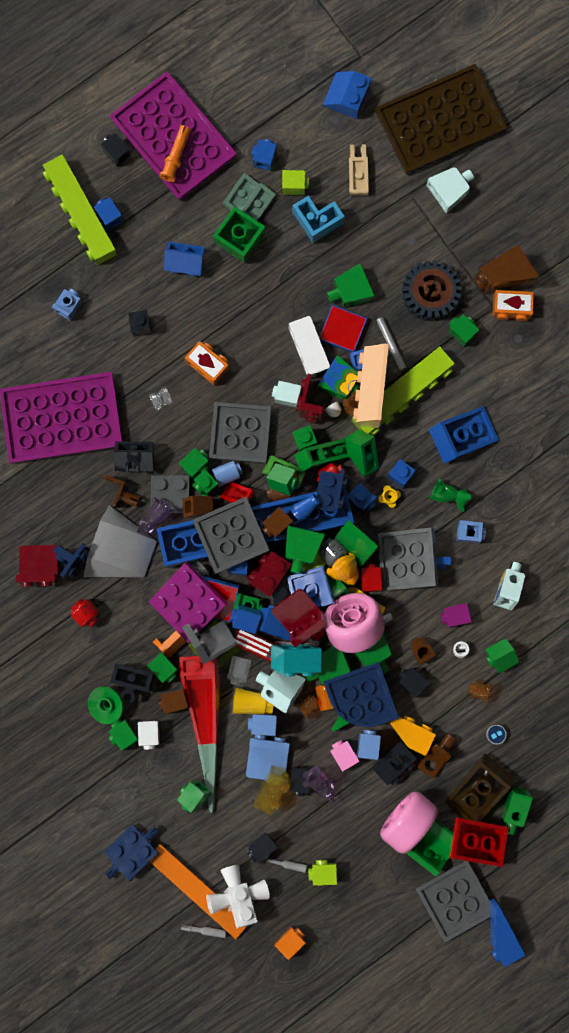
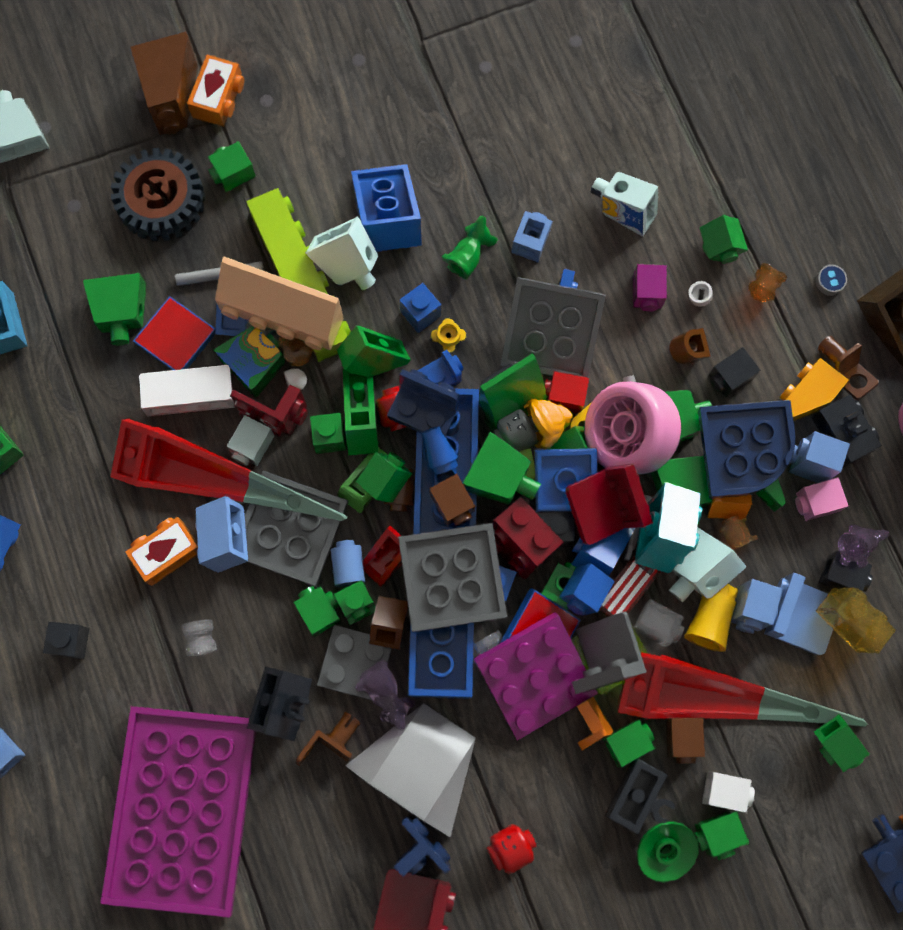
camera: 80 degrees left, 5 degrees down
(224, 393) = (221, 534): none -> medium blue brick
(260, 348) = (167, 462): none -> red plate
(421, 417) = (345, 254): none -> light aqua torso

